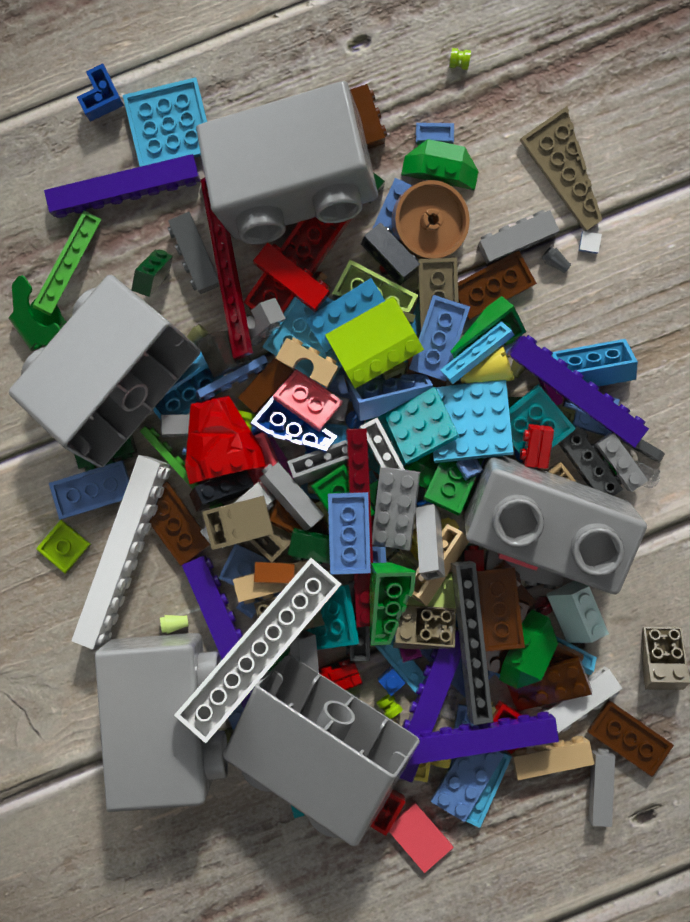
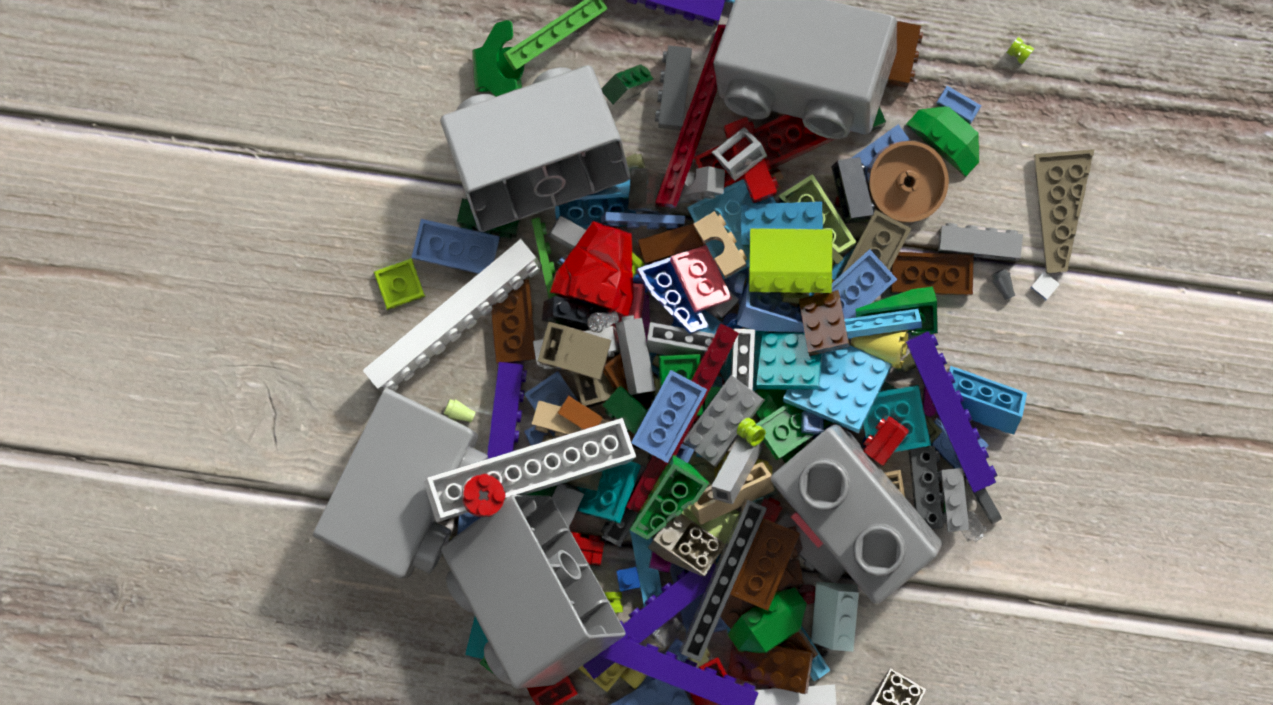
camera: 30 degrees right, 5 degrees down
(242, 695) = (482, 507): none -> red plate
(246, 484) = (600, 321): none -> clear cone
(287, 278) = (744, 160): none -> light grey tile
(425, 506) = (752, 433): none -> lime wheel
(432, 378) = (824, 323): none -> plate

